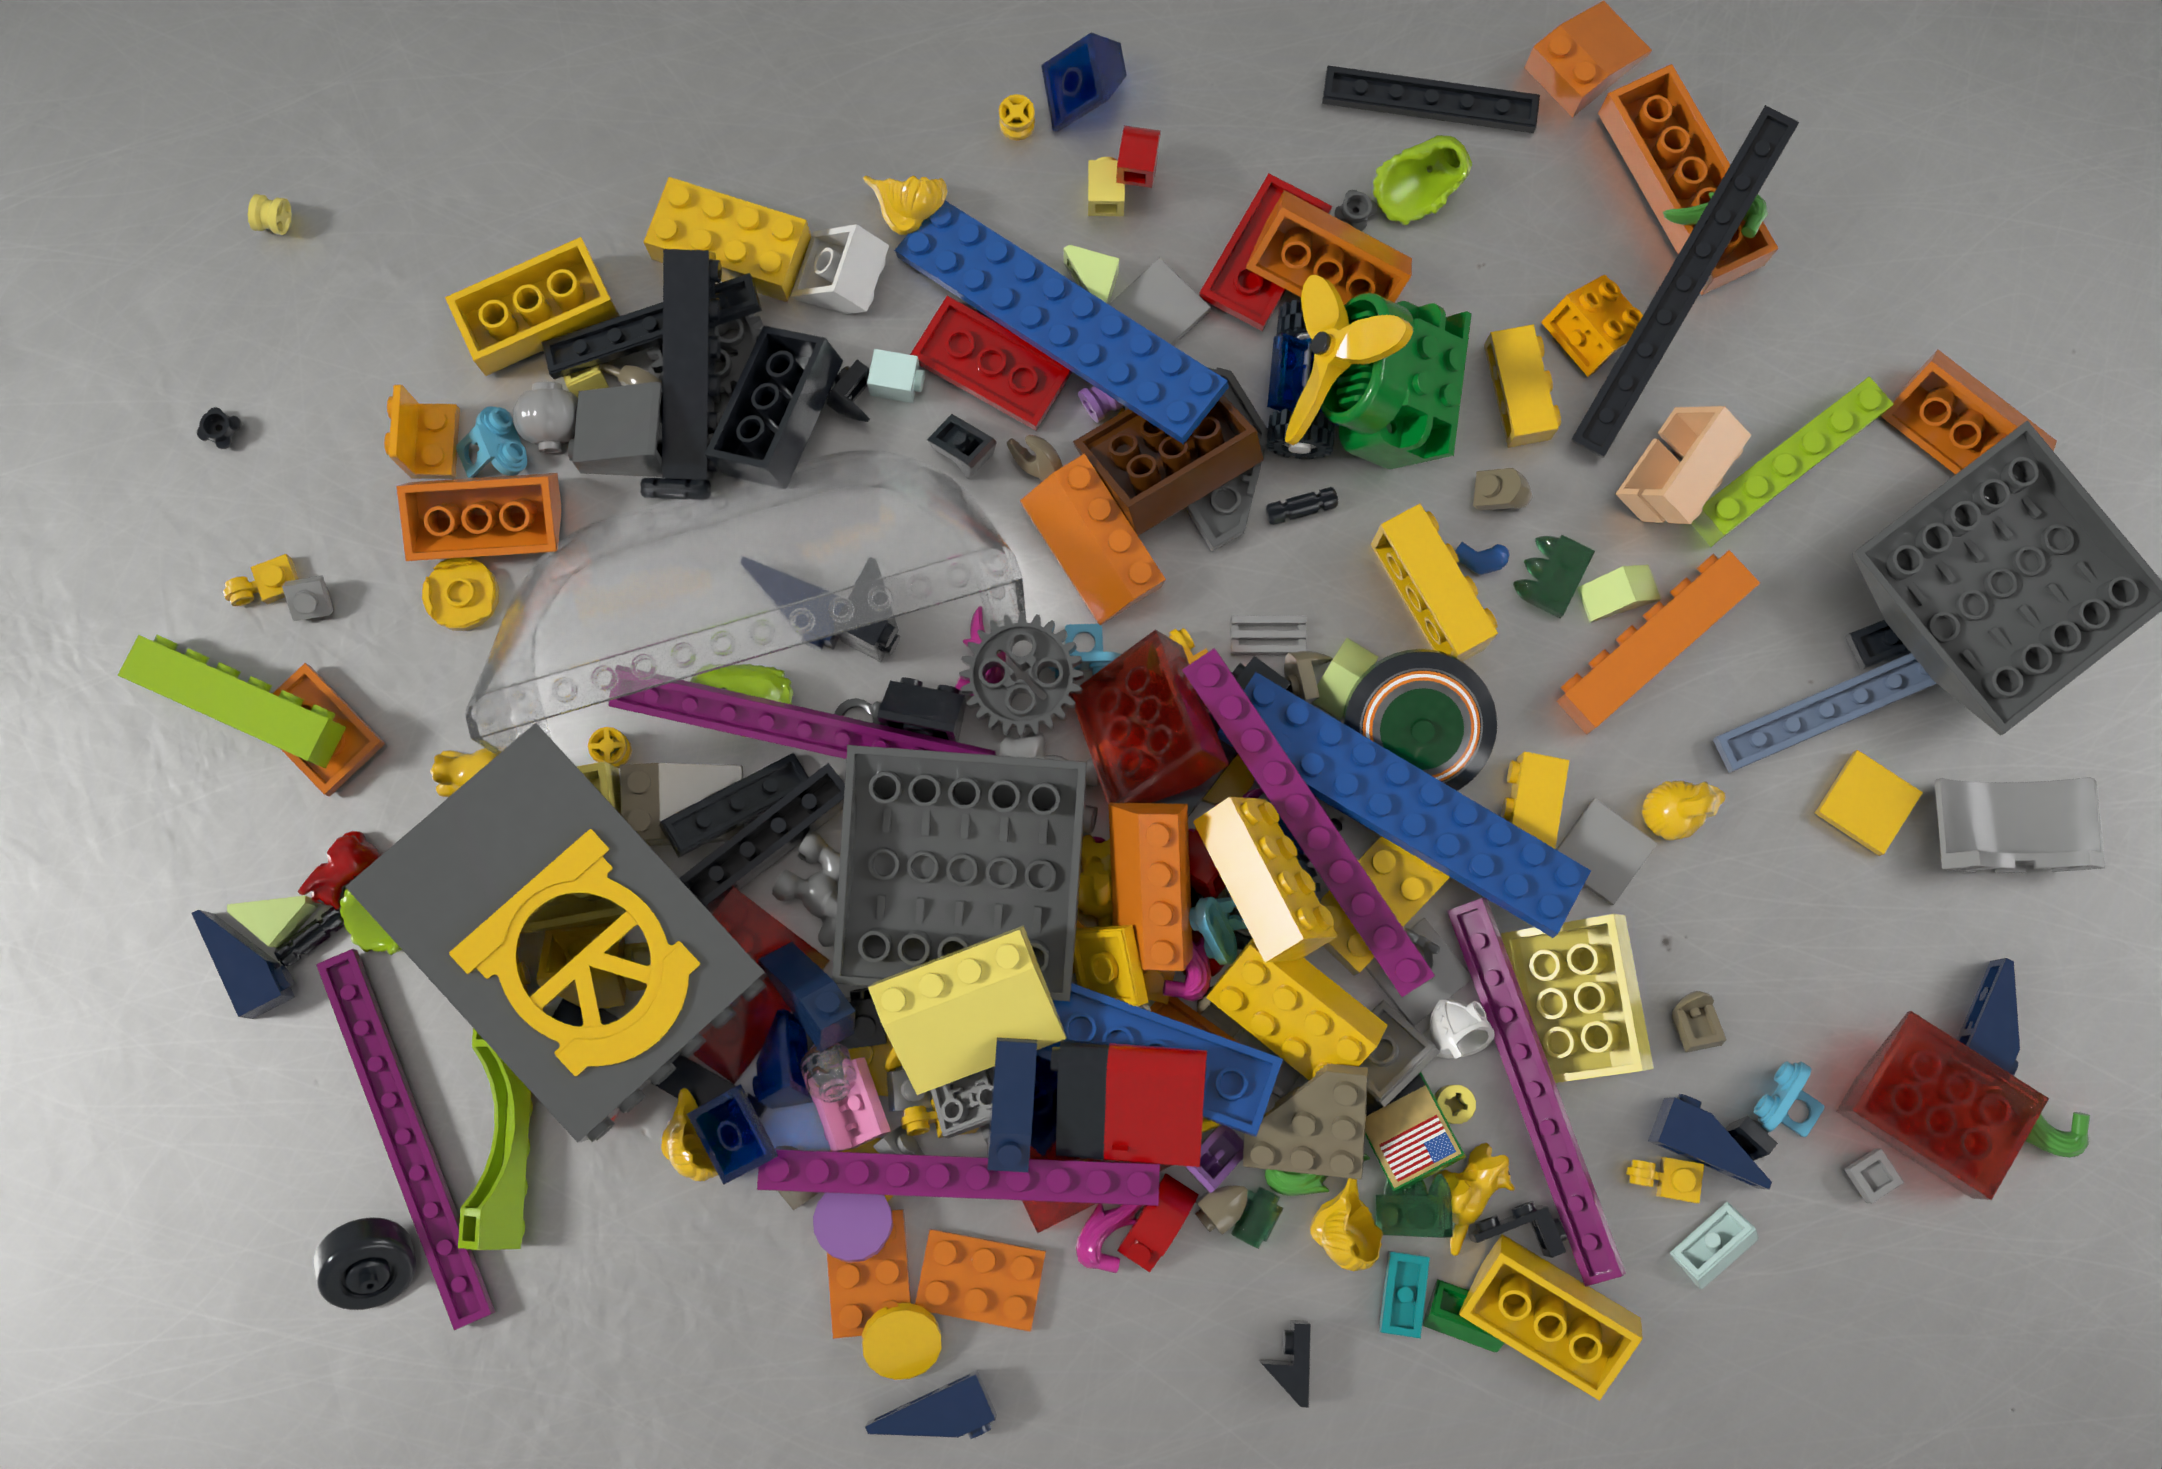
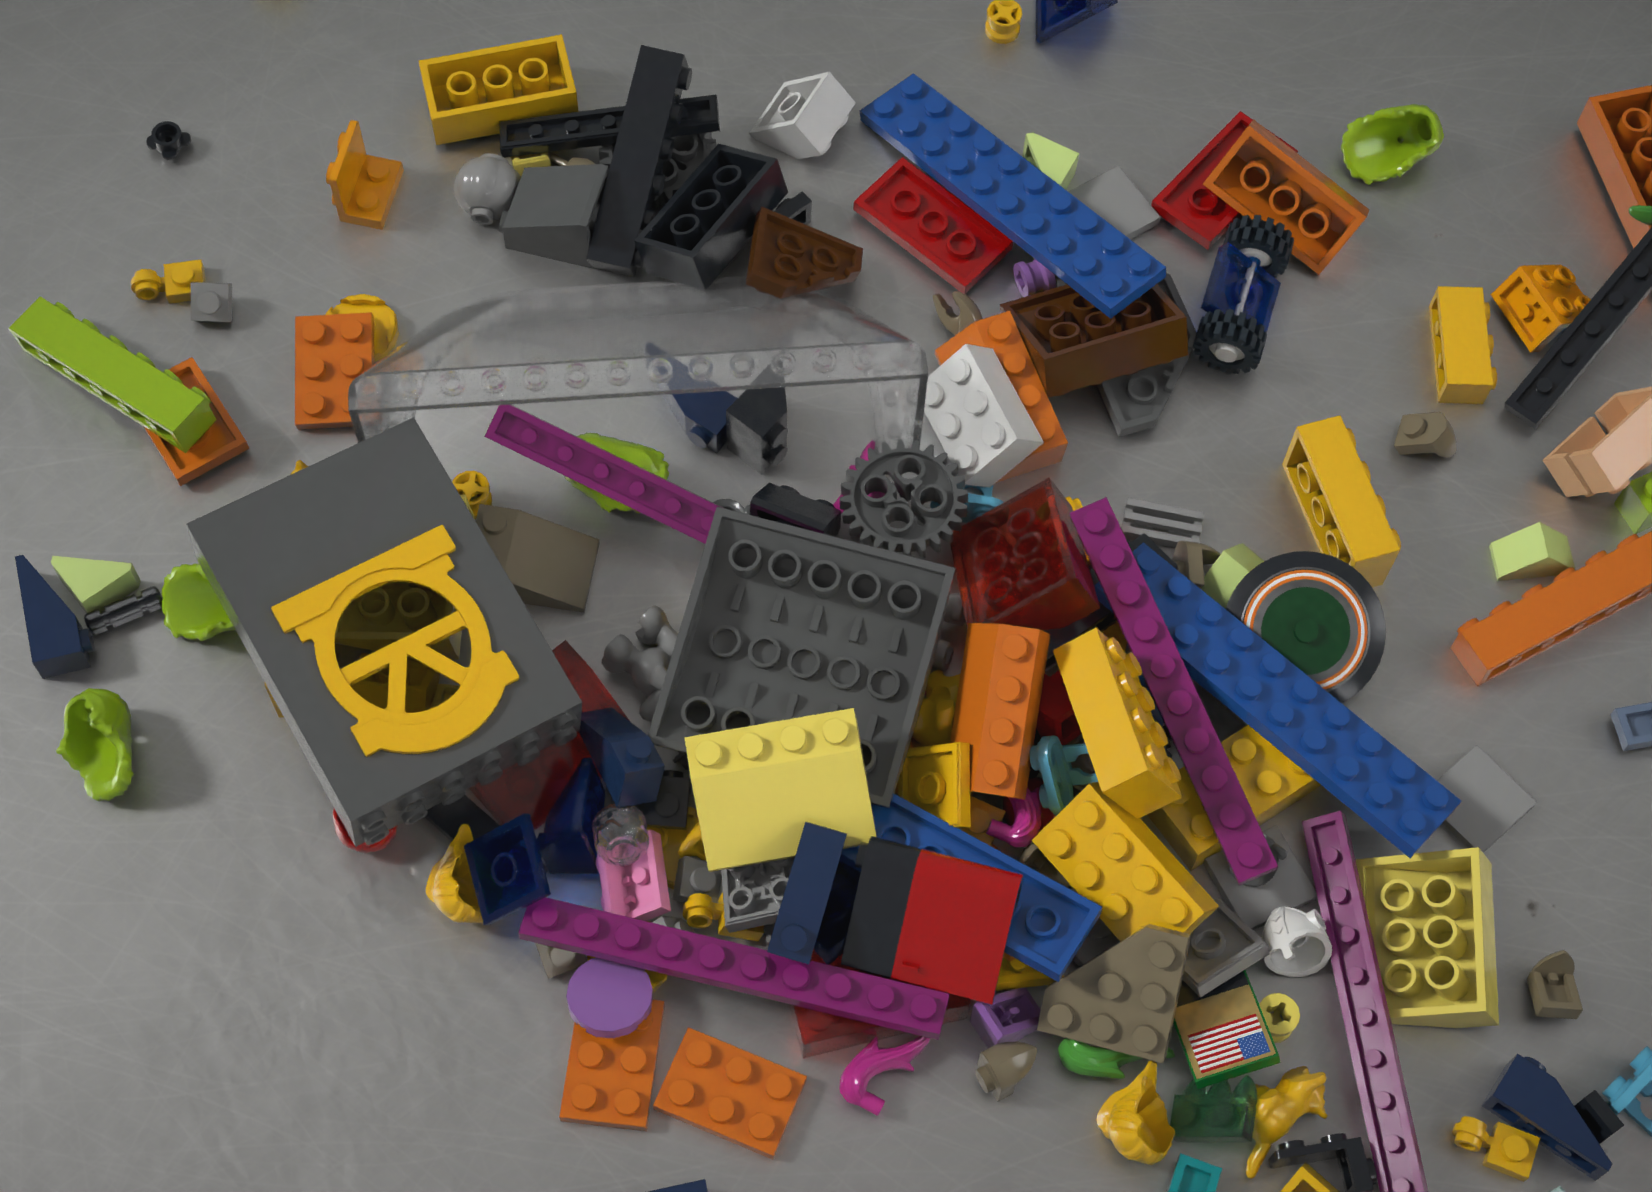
camera: 10 degrees right, 15 degrees down
(323, 1077) = (99, 742): none -> lime piece
(346, 860) = (158, 557): red animal -> none
(364, 1263) = (89, 932): black wheel -> none
(405, 1138) = (165, 827): magenta plate -> none
(443, 644) = (327, 360): none -> orange plate
(480, 516) = (400, 257): orange slope -> none
(495, 1208) = (237, 909): lime arch -> none
(497, 443) = (432, 199): medium azure bracket -> none
(675, 488) = (596, 274): black axle -> none
(732, 805) = (586, 568): black tile -> none
(738, 231) = (720, 66): yellow brick -> none
(767, 838) = (618, 600): black brick -> none
(867, 437) = (797, 258): none -> reddish brown plate
(895, 376) = (836, 214): light aqua brick -> none
(901, 1341) = (632, 1132): yellow tile -> none
(909, 201) = (883, 67): yellow hair -> none
(963, 444) = (892, 290): black slope -> none
(1075, 570) = (979, 416): none -> white brick
(1104, 194) = (1078, 95): light yellow brick -> none
(1138, 156) = (1115, 68): red brick -> none
(1158, 1224) = (932, 1070): red brick -> none
(1258, 1217) = (1041, 1088): clear green brick -> none
(1302, 505) = (1218, 412): black axle -> none
(1359, 200) = (1324, 153): dark grey plate -> none
(1383, 375) = (1323, 297): green brick -> none
(1431, 99) = (1412, 81): black tile -> none
(1485, 560) = (1398, 498): blue arm -> none
(1536, 795) = (1417, 721): yellow brick -> none
(1555, 576) = (1468, 529): clear green plate -> none
(1585, 57) = (1569, 68): orange slope -> none
(1680, 808) = (1567, 772): yellow hair -> none

